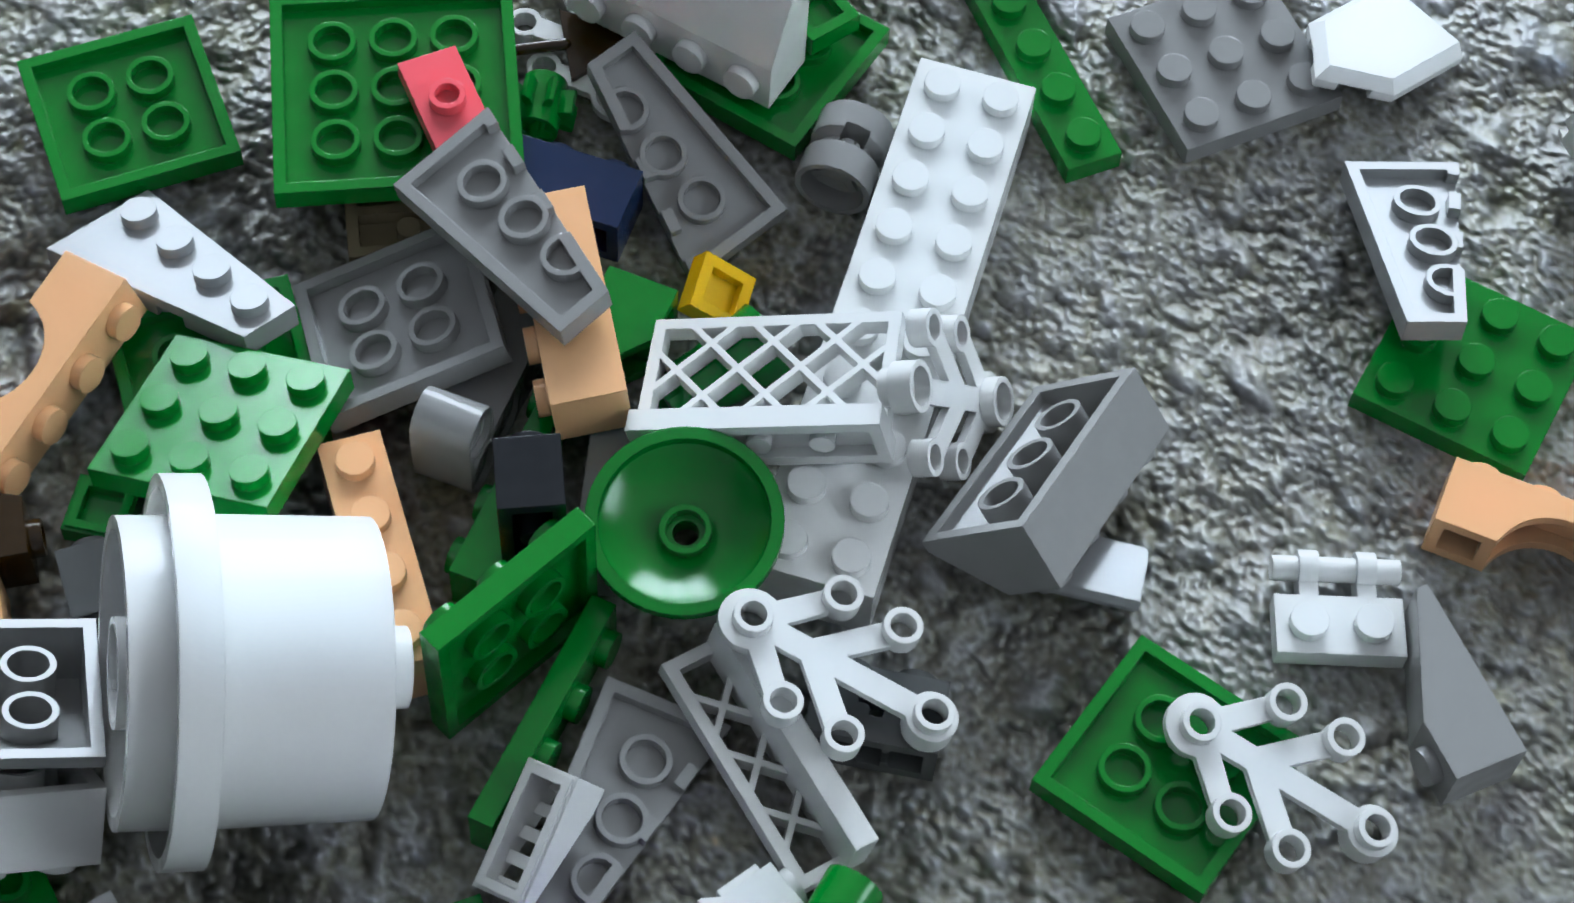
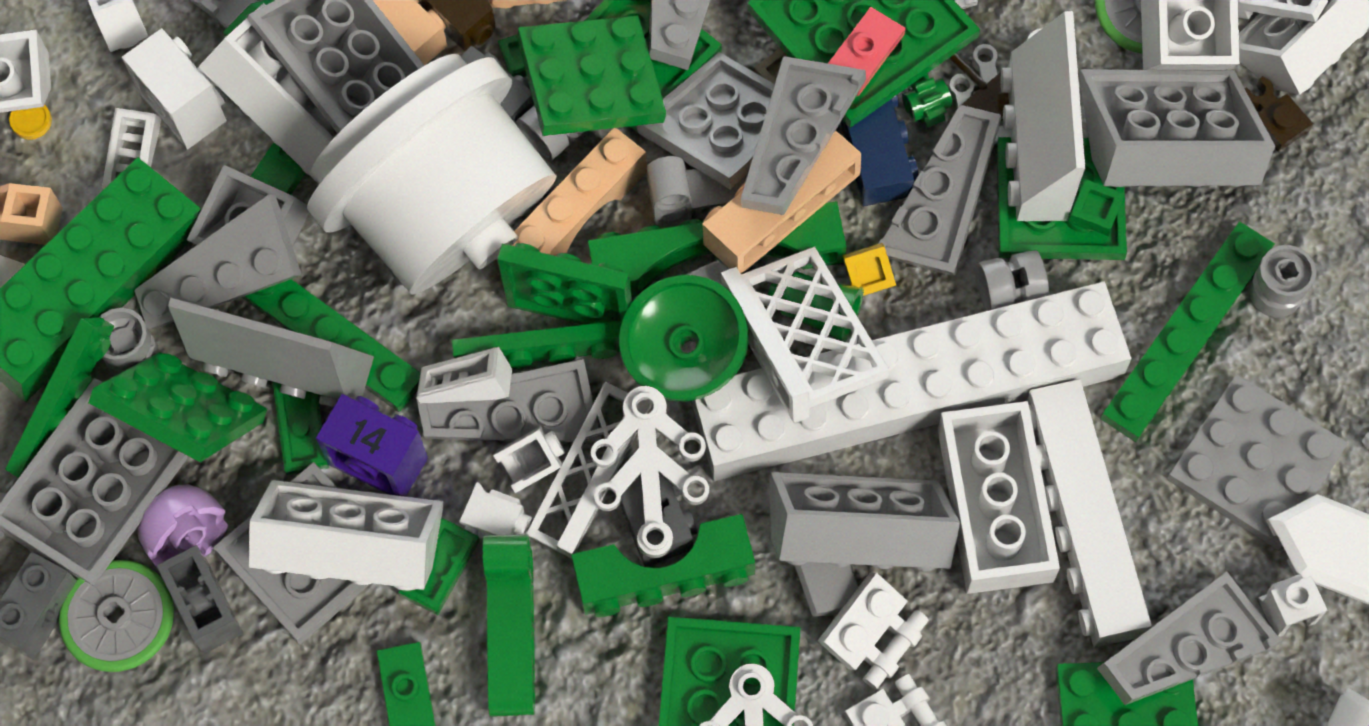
camera: 65 degrees right, 10 degrees up
(527, 486) = (639, 248): black brick -> none
(704, 819) = (530, 457): none -> white window
(909, 388) = (896, 457): white plant -> none
(933, 816) = (613, 581): none -> green arch
(1092, 310) = (998, 497): none -> white brick
(1180, 565) = (863, 622): none -> white plate
(1185, 254) = (1087, 516): none -> white brick
(1424, 121) = (1291, 603): none -> white window

